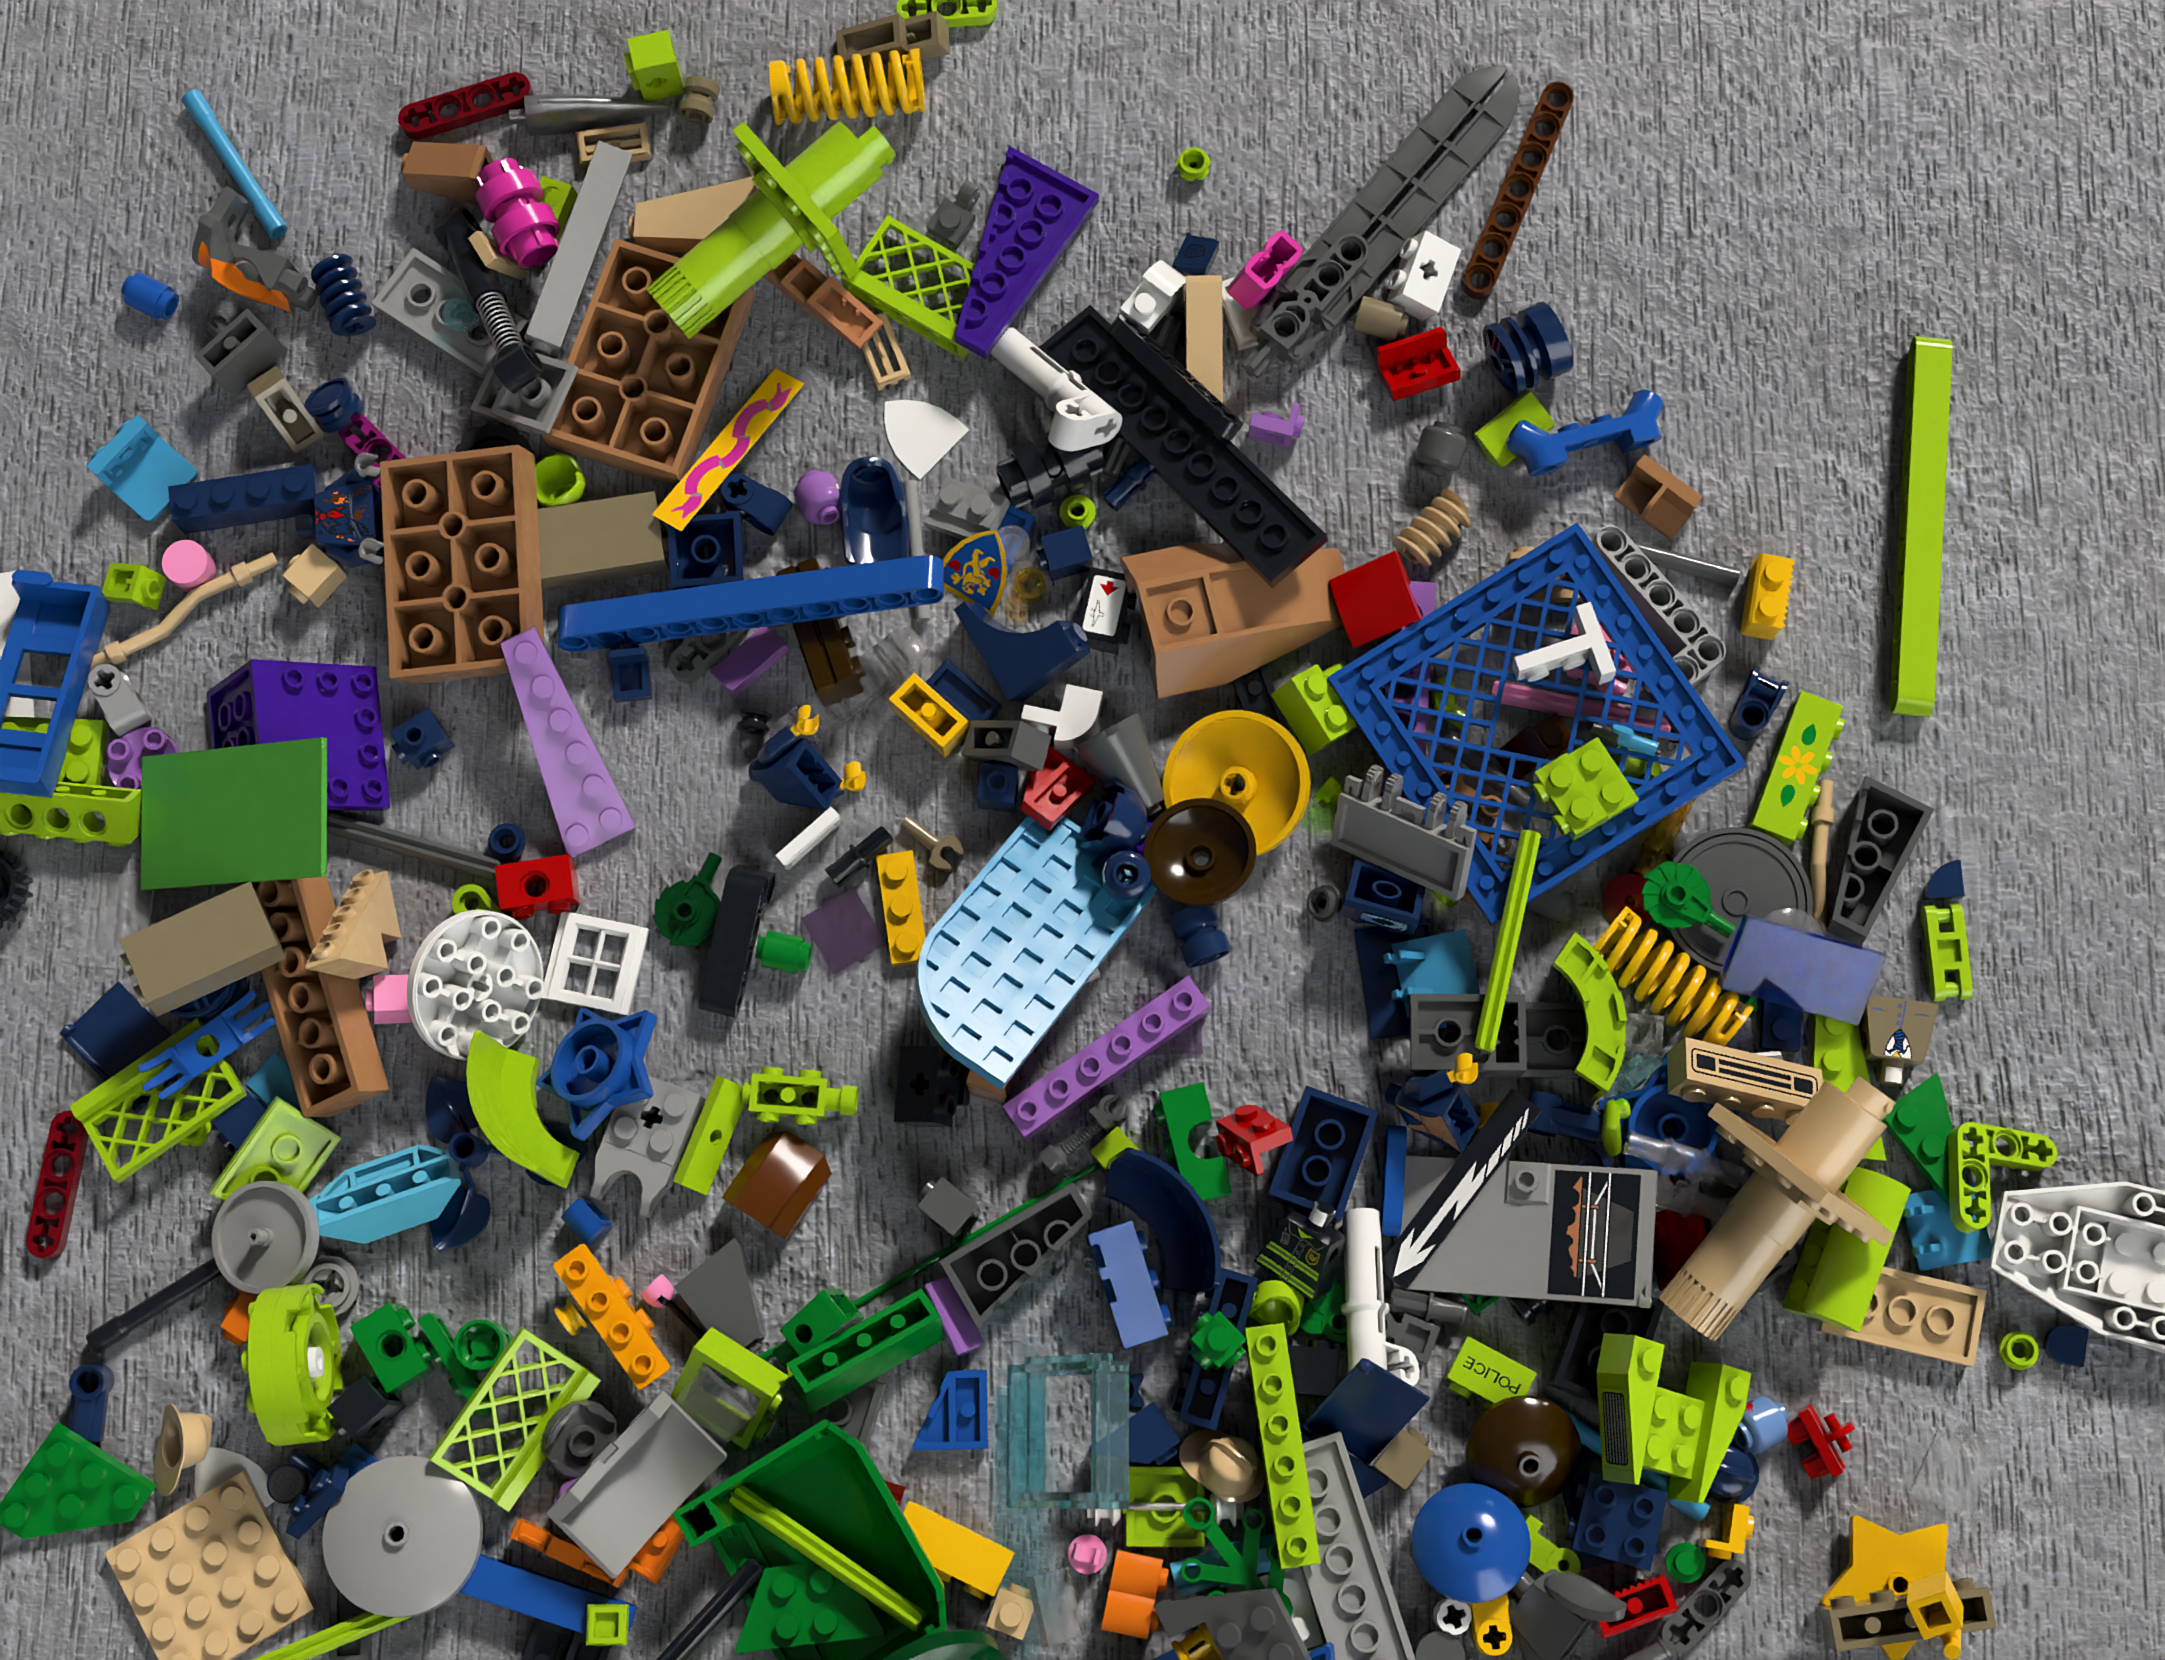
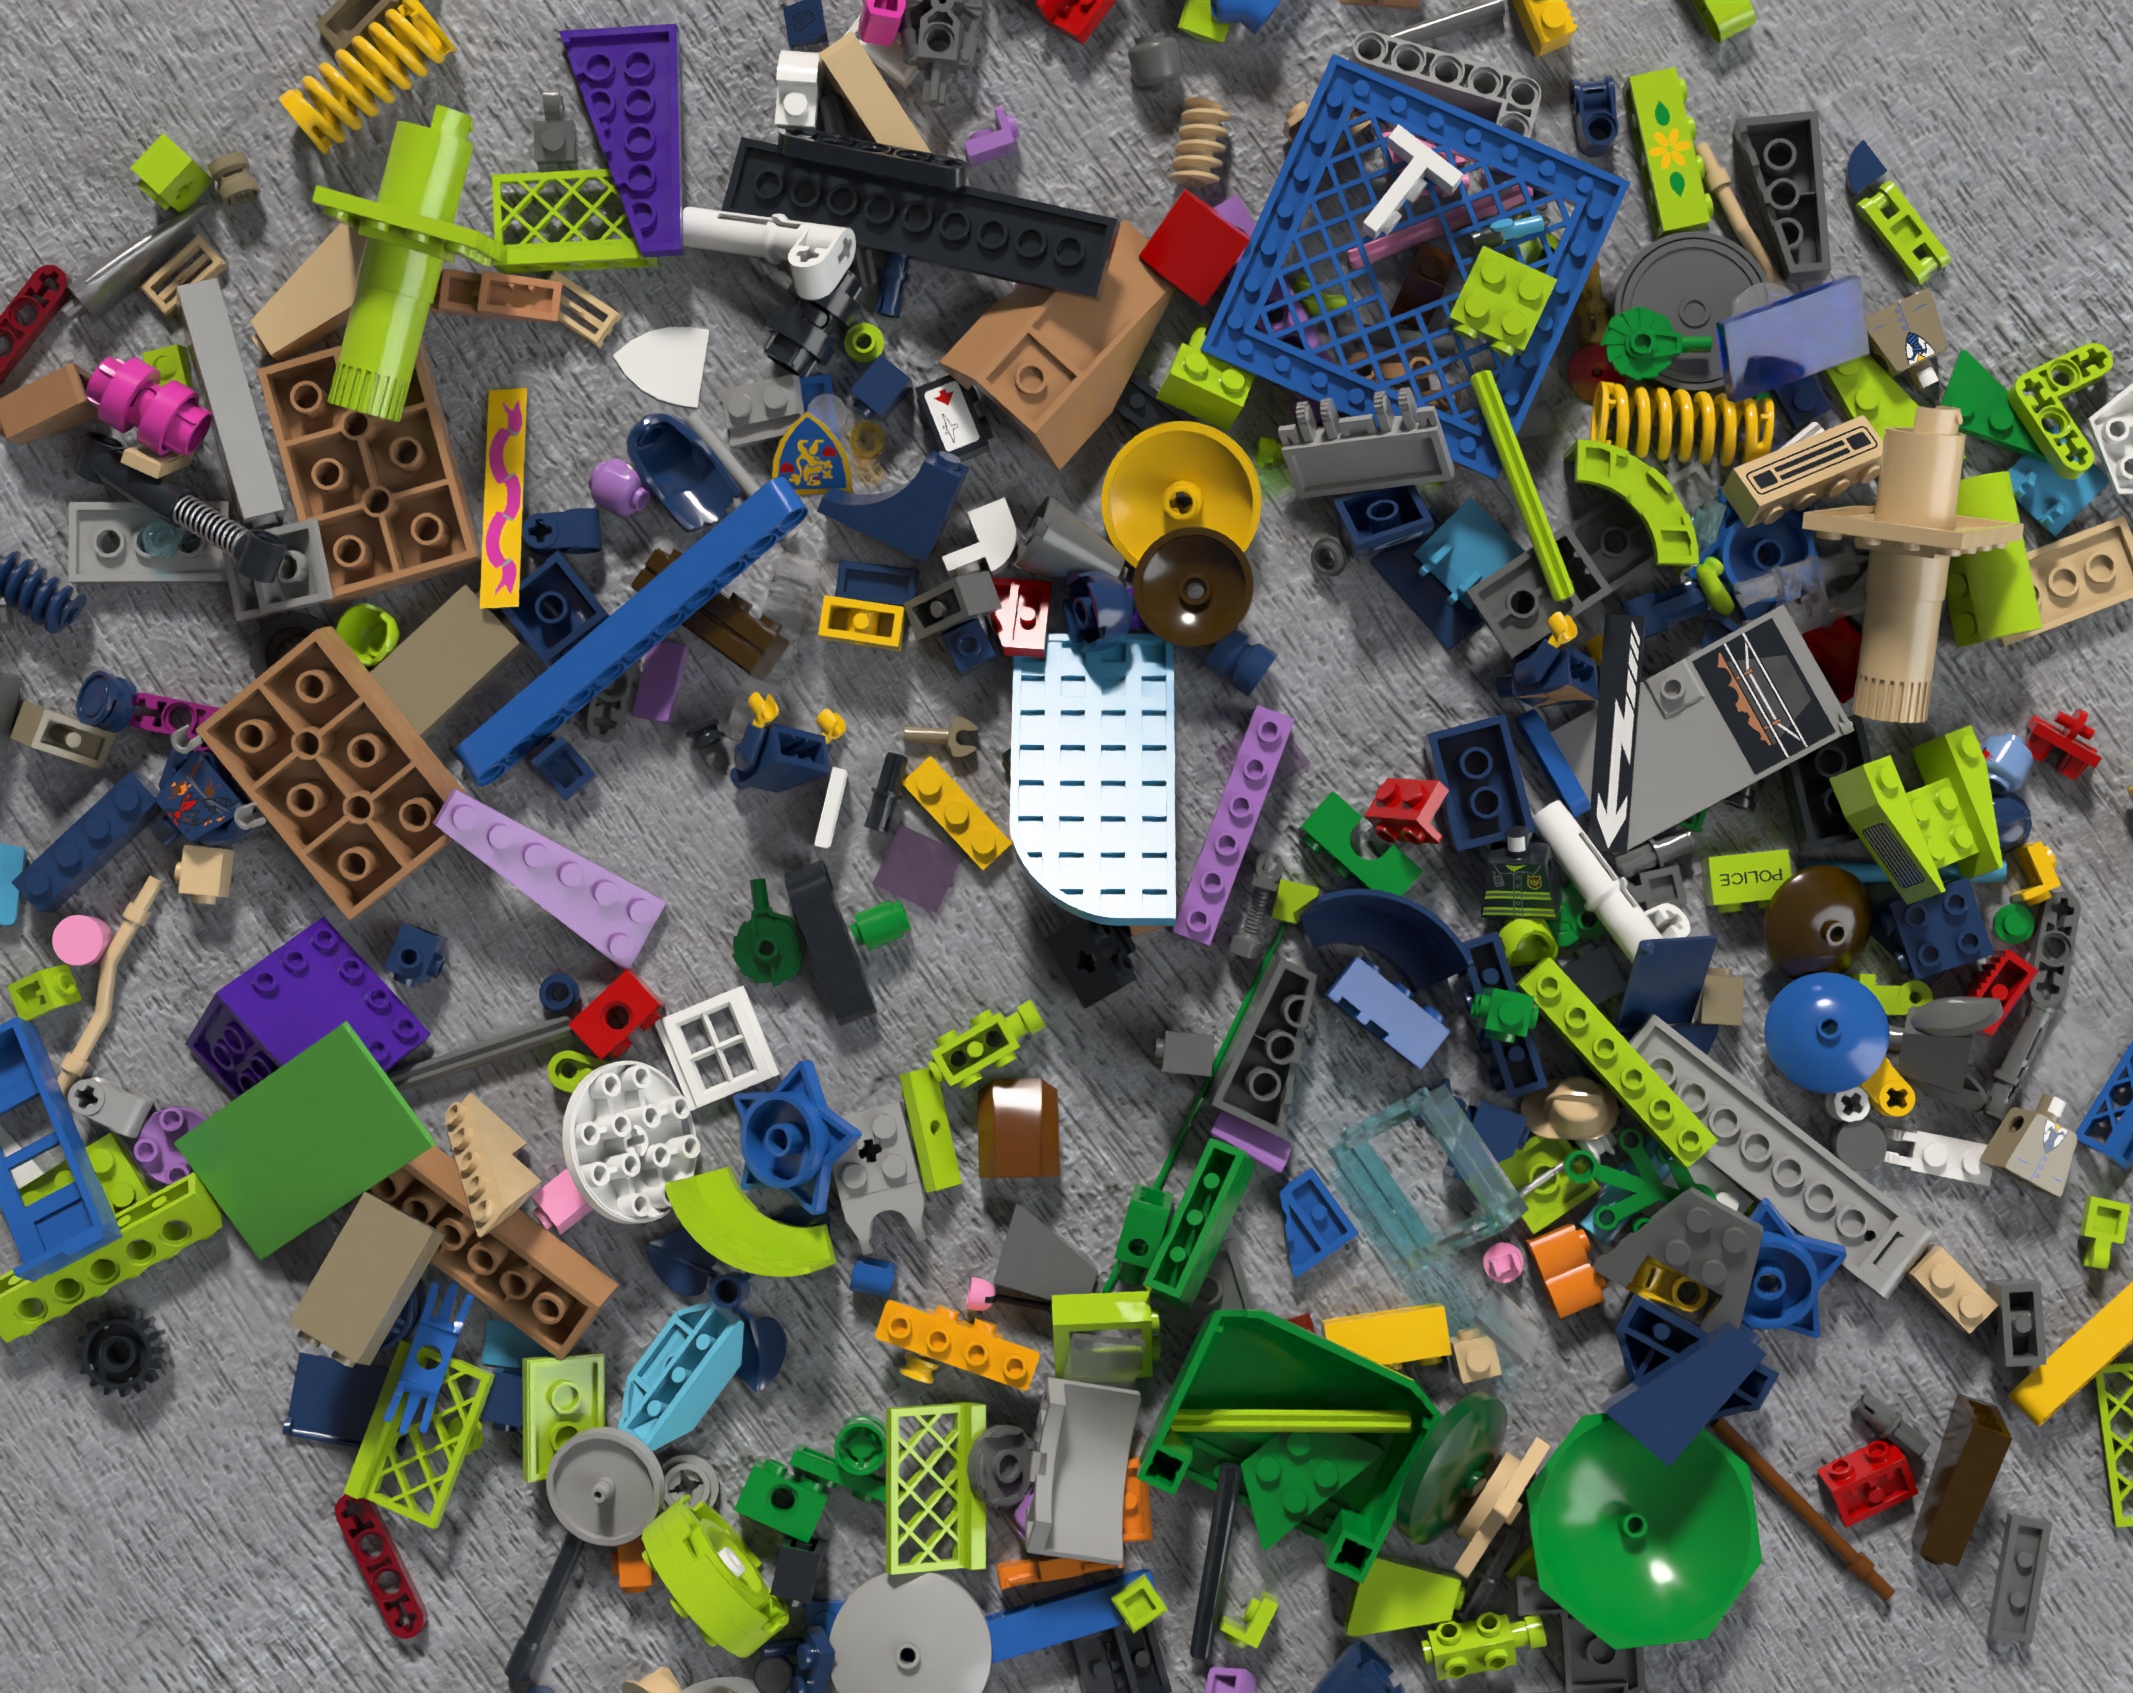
camera: 35 degrees left, 10 degrees up
(1132, 863) = (1155, 646): dark blue head -> none

